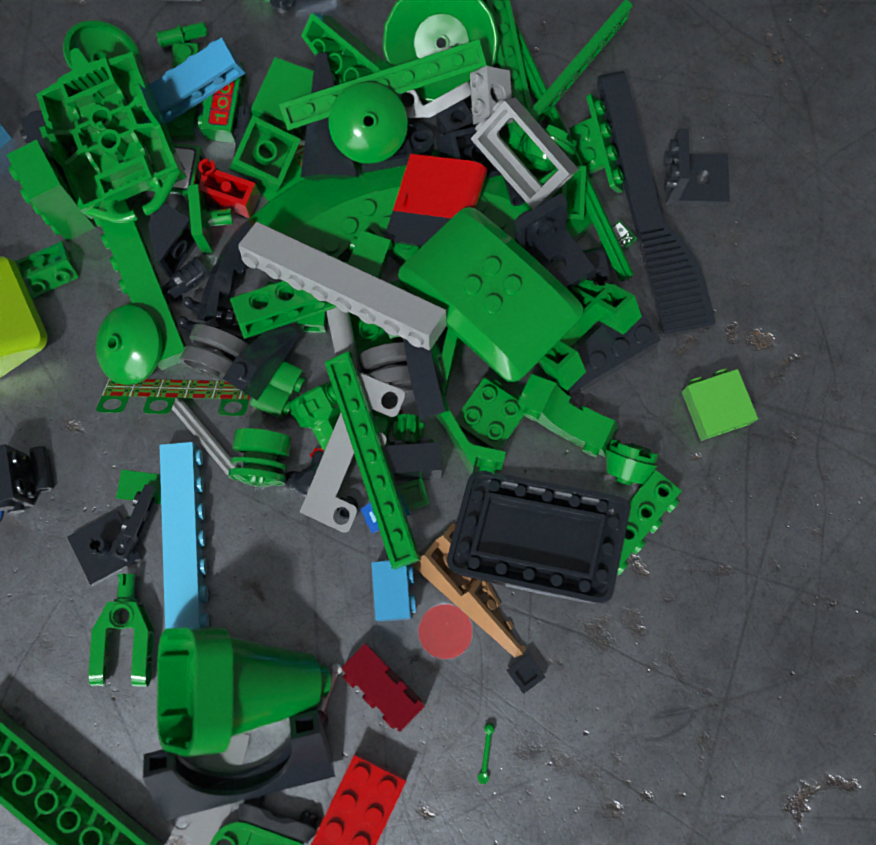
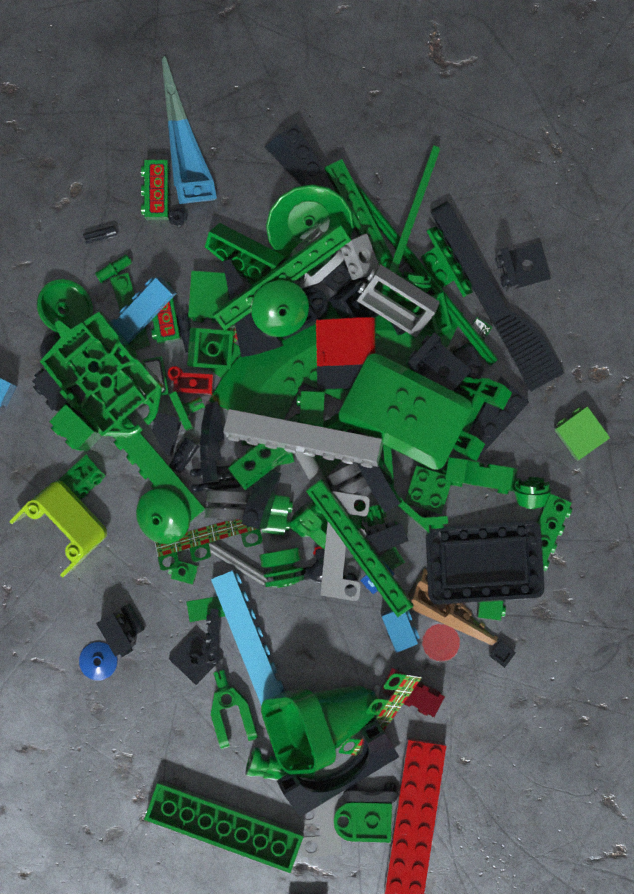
camera: 15 degrees left, 10 degrees up
(136, 433) = (189, 577): none -> green brick
(144, 734) = (267, 769): none -> green piece
(341, 697) = (389, 707): none -> piece
(483, 777) = (494, 728): green hinge -> none
(528, 606) = (491, 610): none -> green brick

